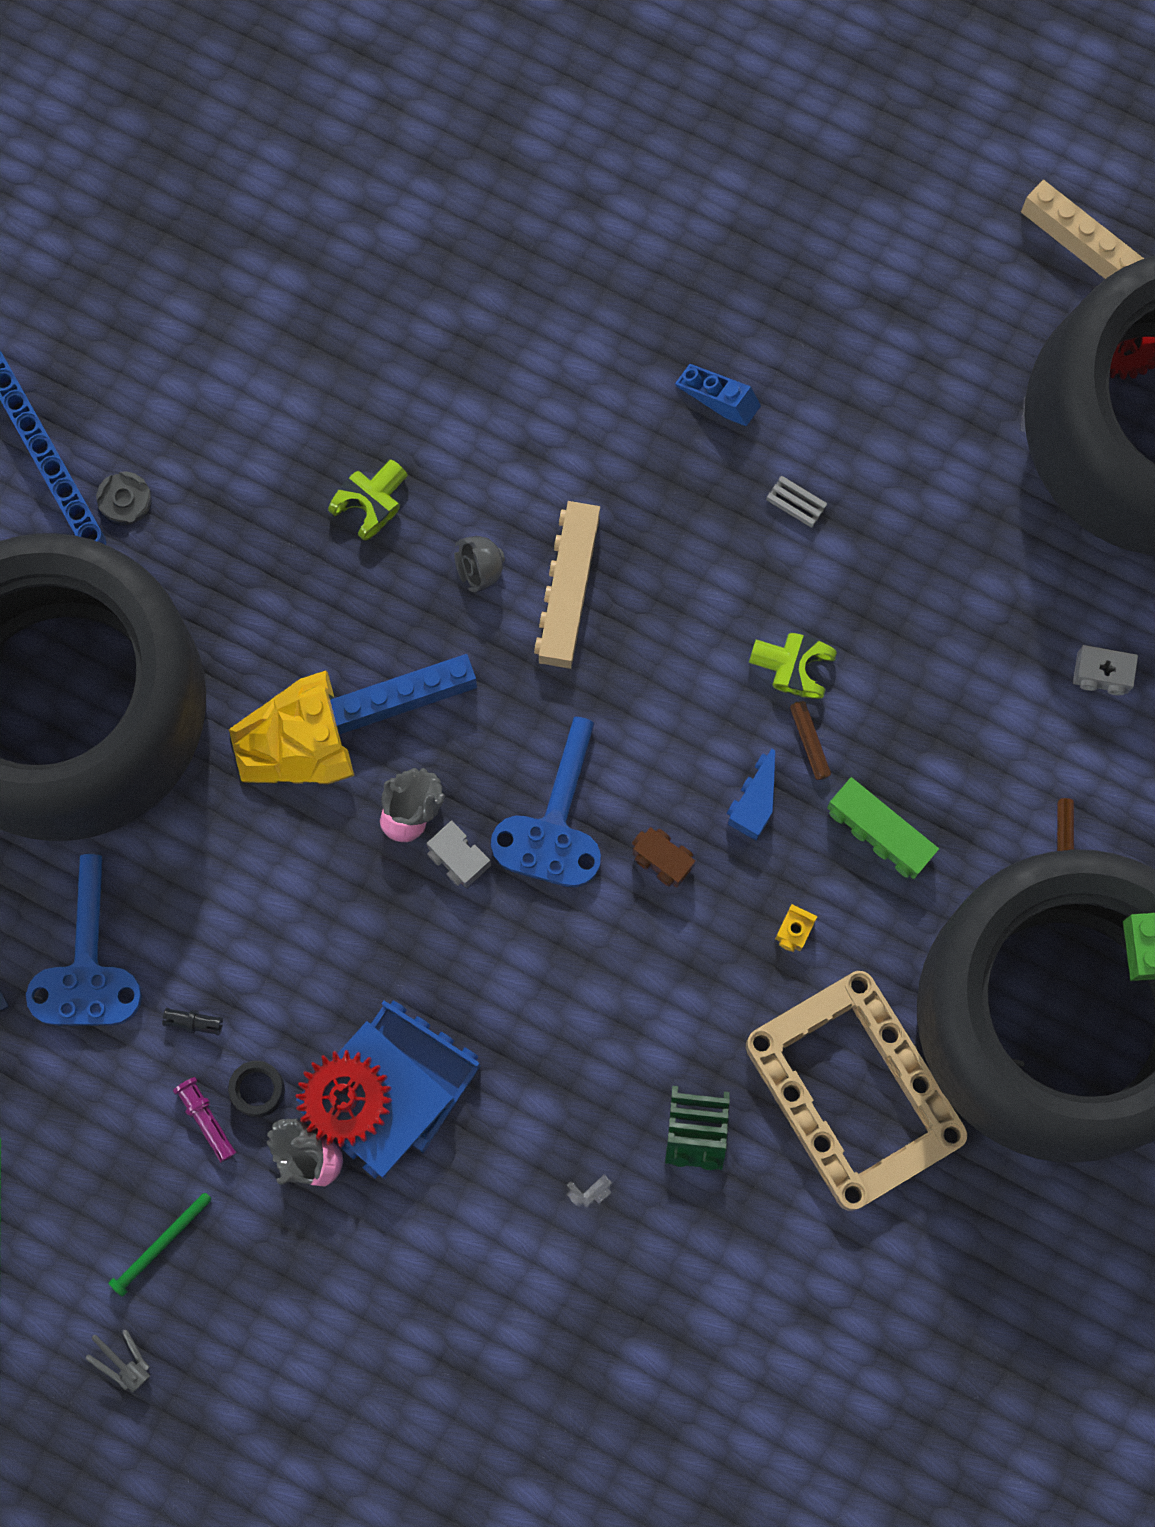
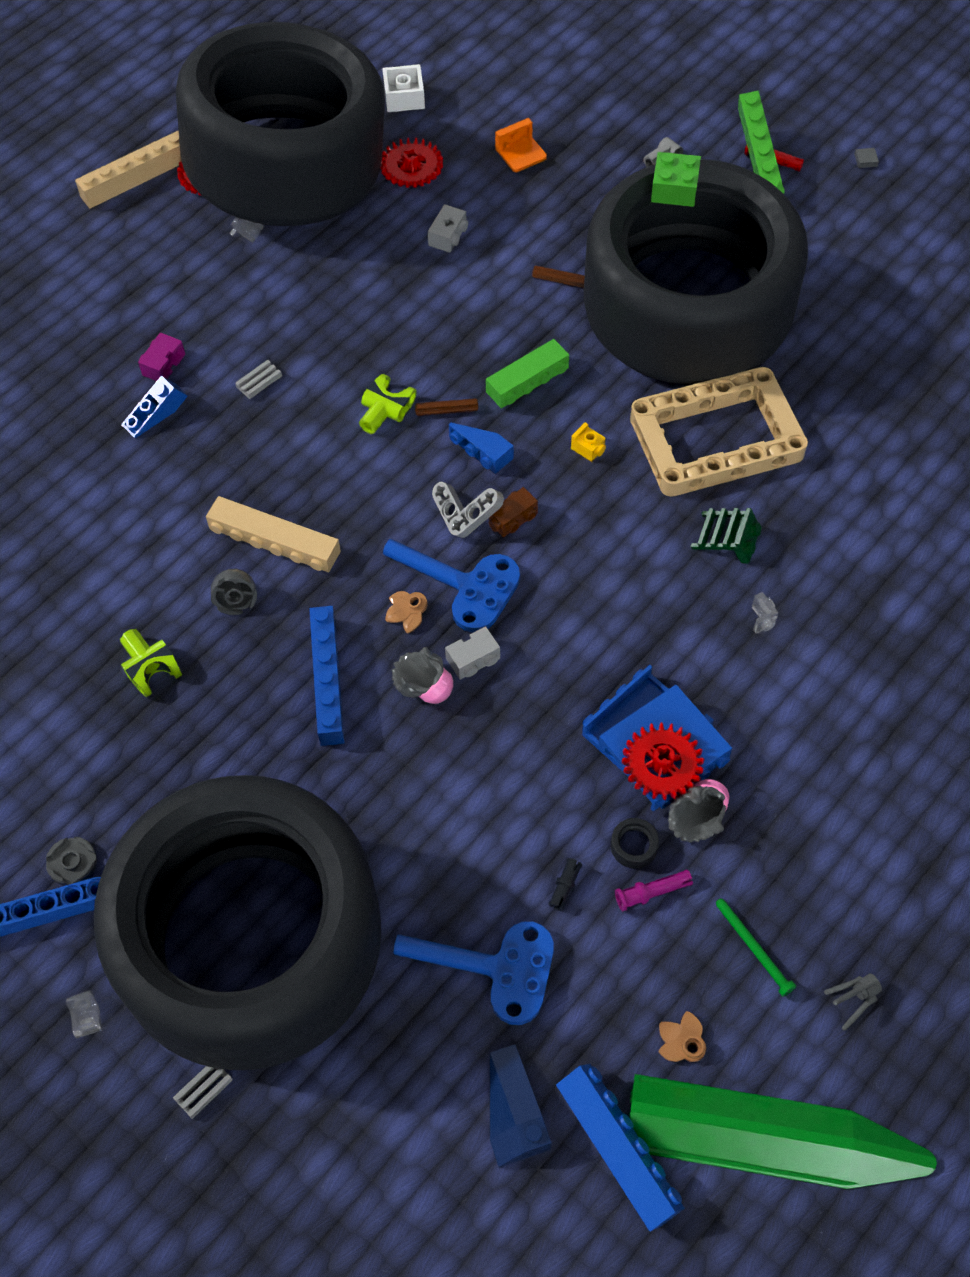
camera: 75 degrees left, 15 degrees down
(46, 1178) = (679, 1037): none -> medium nougat plate
(292, 737) = (338, 753): yellow wedge -> none
(501, 762) = (404, 611): none -> medium nougat plate
(645, 794) = (461, 514): none -> light grey beam
(795, 376) = (161, 356): none -> magenta brick

